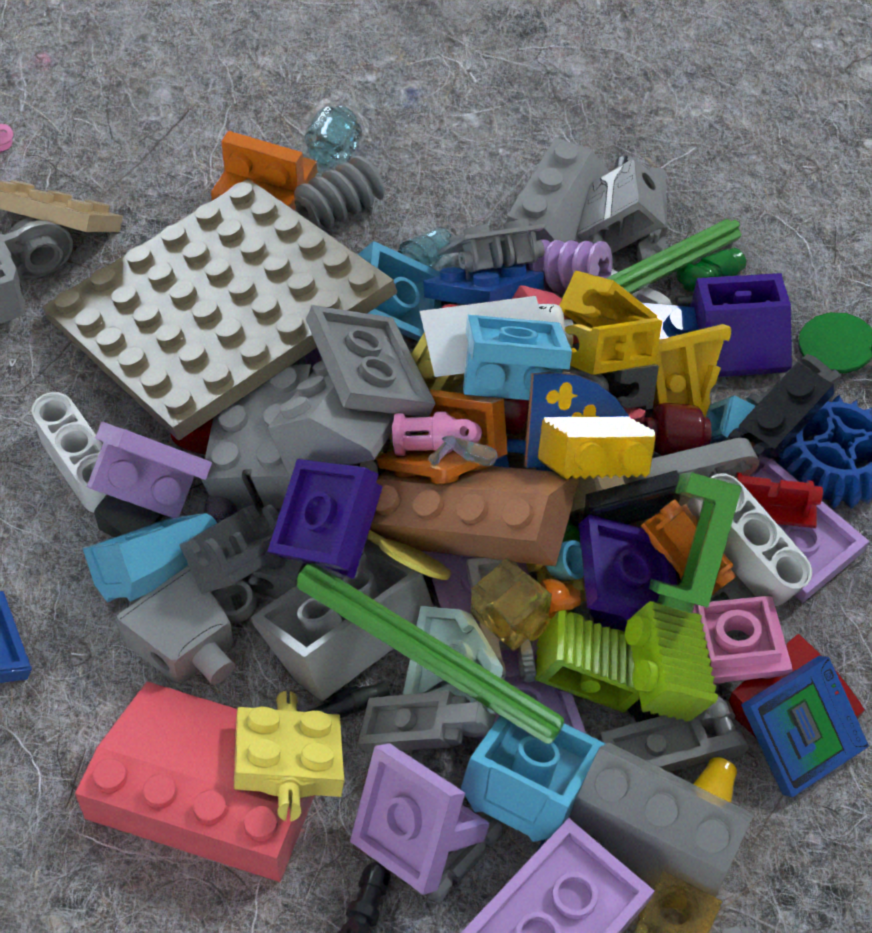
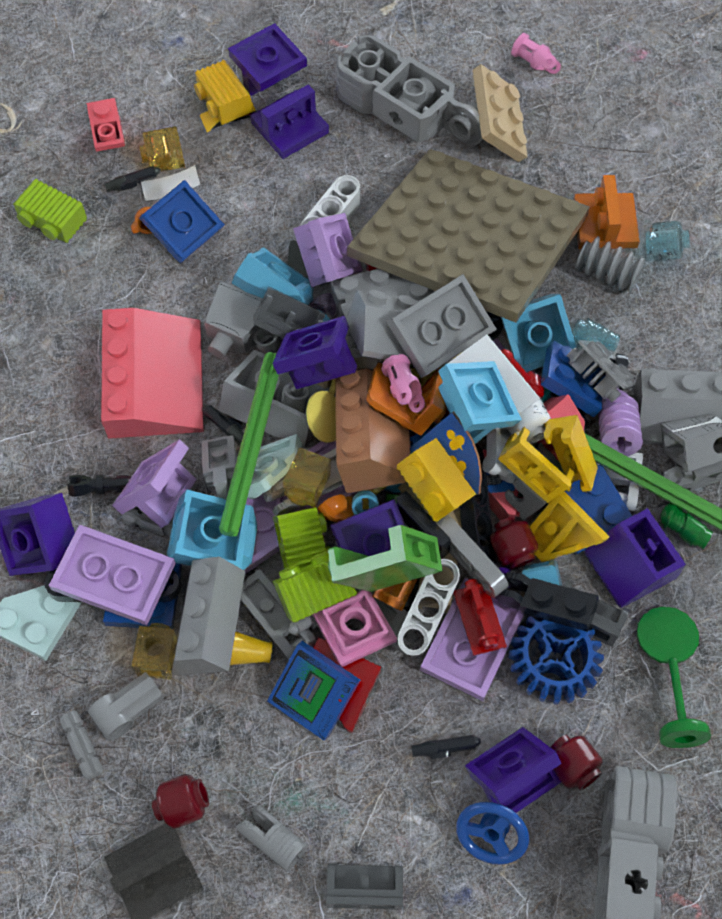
camera: 70 degrees right, 10 degrees up
(288, 753) = (170, 402): light yellow plate -> none
(466, 449) = (393, 405): clear light blue piece -> none

